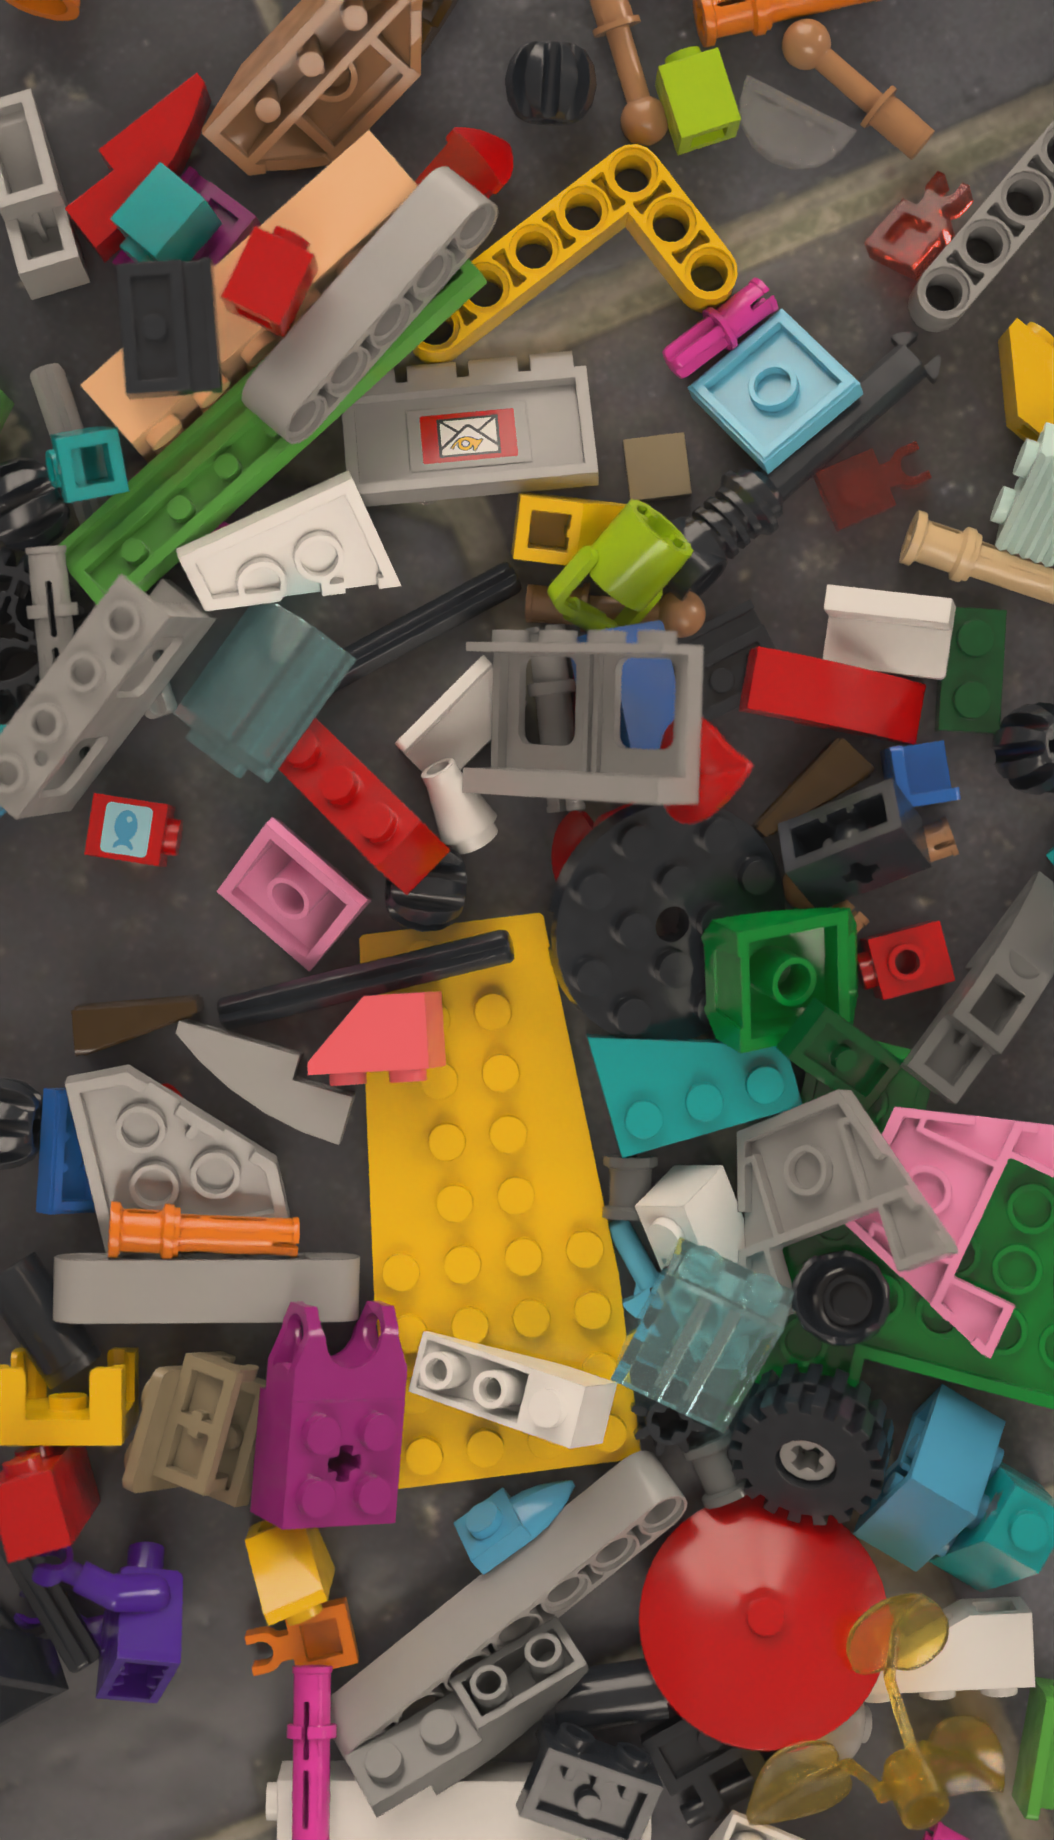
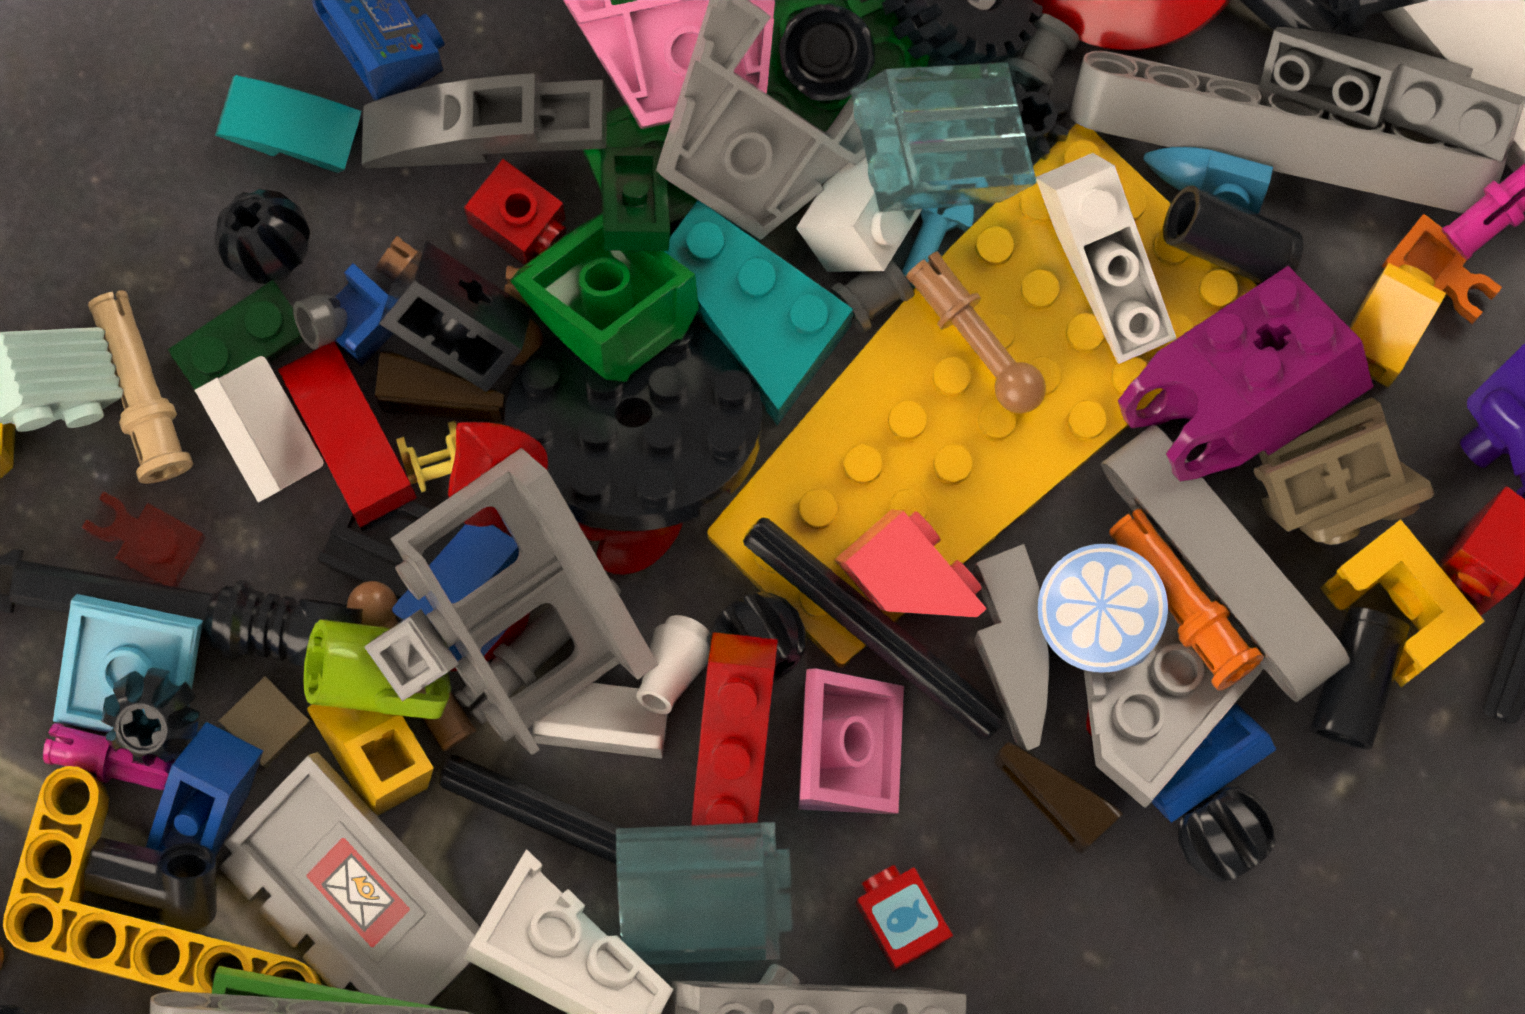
camera: 130 degrees left, 10 degrees down
(239, 1164) = (1102, 608): none -> dish
(454, 1498) = (1230, 235): none -> black pin
(464, 1239) = (1017, 385): none -> medium nougat pin
(585, 304) = (173, 880): none -> black piece
(604, 598) = (411, 655): none -> light grey tile
(630, 373) = (205, 790): none -> blue slope
(721, 375) = (141, 731): none -> black piece
(767, 729) = (413, 464): none -> light yellow piece
(936, 742) = (320, 319): none -> dark grey hinge

